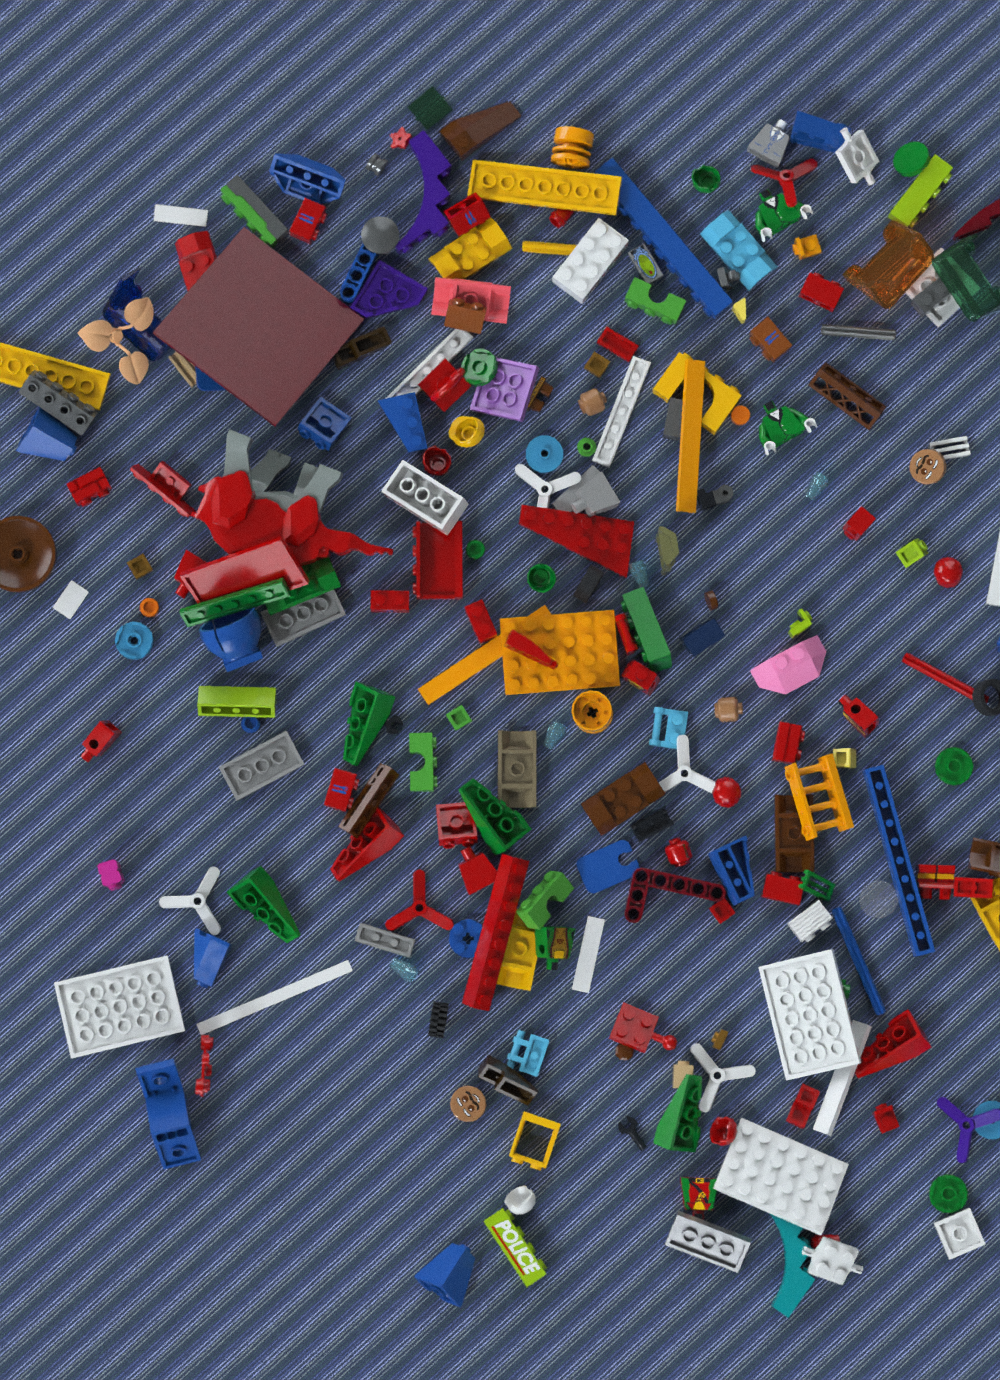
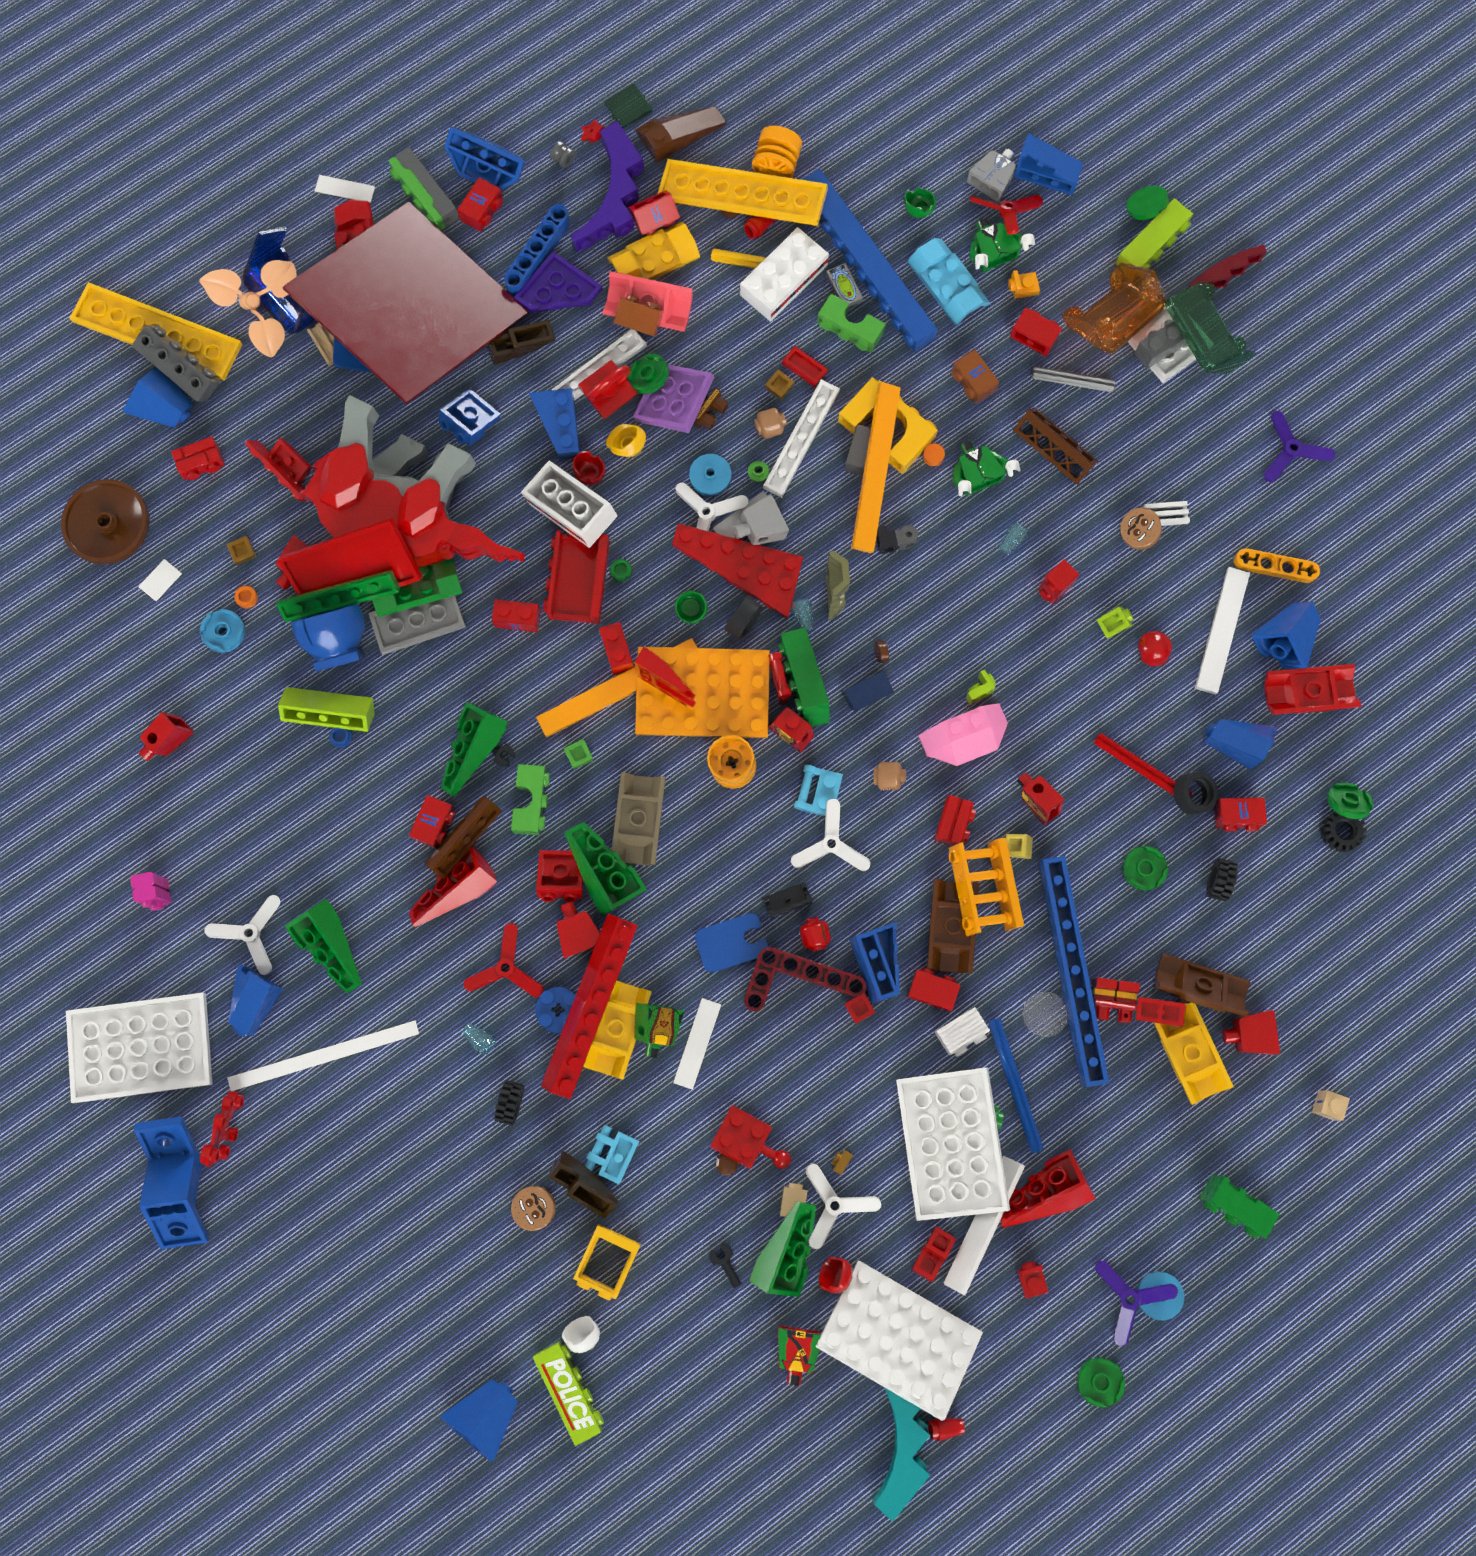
camera: 10 degrees right, 5 degrees down
(261, 766) = (345, 785): light grey plate -> none
(380, 235) = (555, 222): dark grey dish -> none
(385, 940) = (461, 1001): light grey tile -> none
(534, 909) = (637, 982): bright green arch -> none
(554, 734) = (686, 783): clear light blue cone -> none
(623, 799) = (757, 866): reddish brown piece -> none
(708, 1241) = (803, 1412): plate -> none
(726, 792) = (878, 870): red hair -> none
(727, 277) = (934, 306): dark grey tile -> none
(740, 310) = (943, 342): light yellow slope -> none
(806, 881) = (962, 983): green tile -> none
(832, 1260) = (953, 1453): white plate -> none
(857, 156) = (1088, 192): white plate -> none
(959, 1233) = (1111, 1434): white plate -> none

